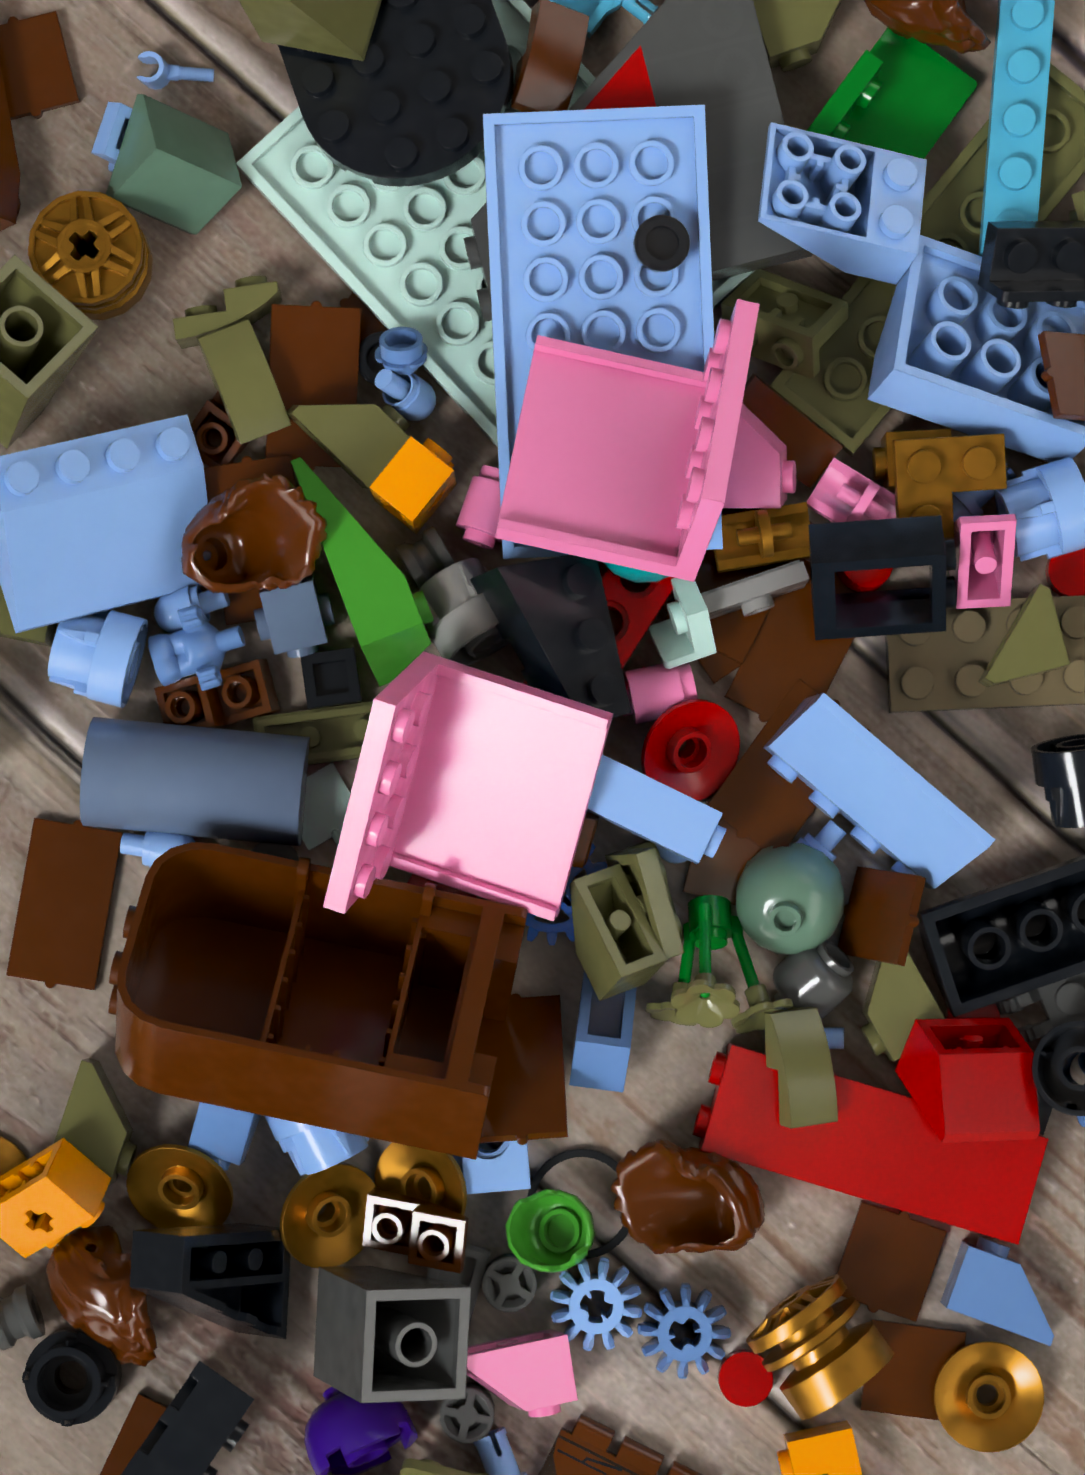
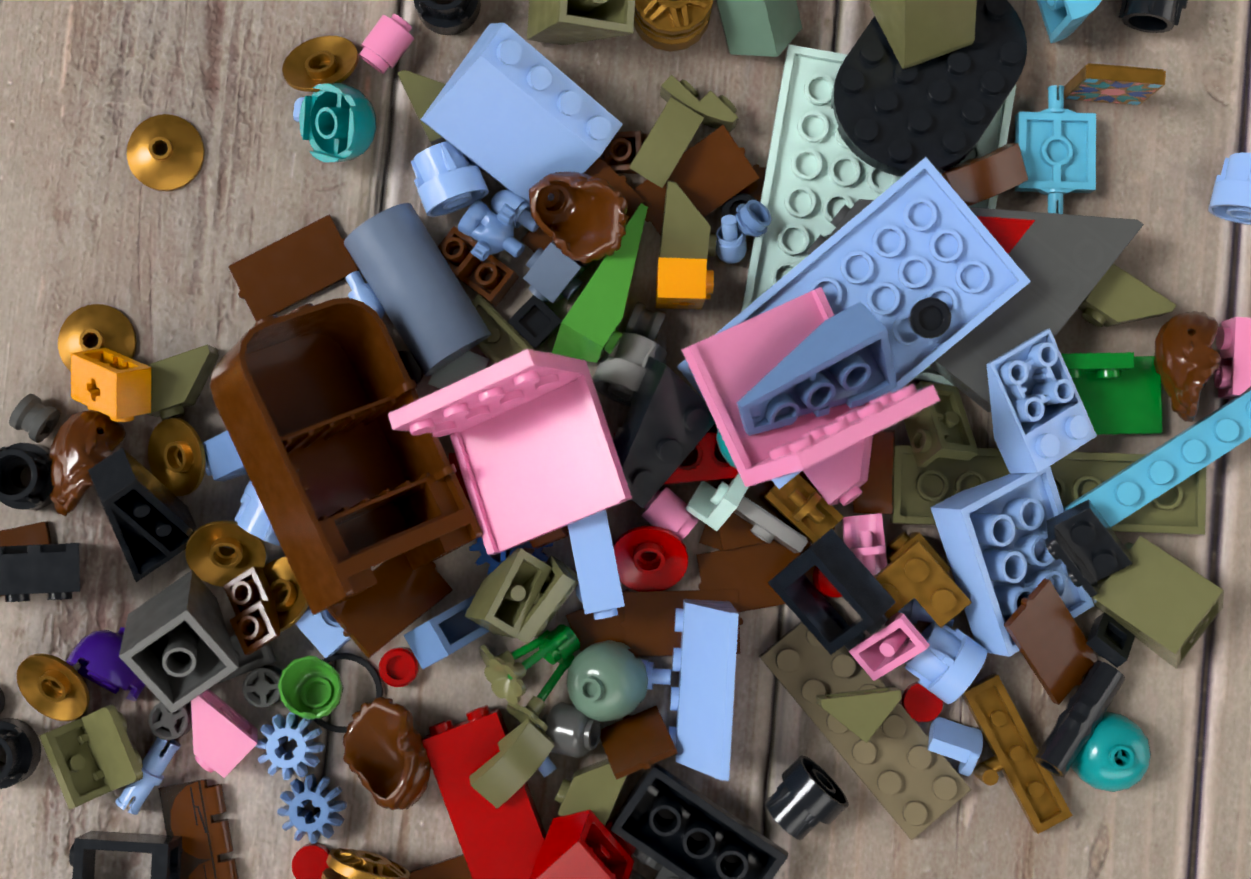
camera: 45 degrees right, 0 degrees up
(481, 509) = (696, 331): bright pink brick -> none
(600, 1119) = (398, 667): none -> red tile
(635, 385) = (835, 365): none -> medium blue wedge

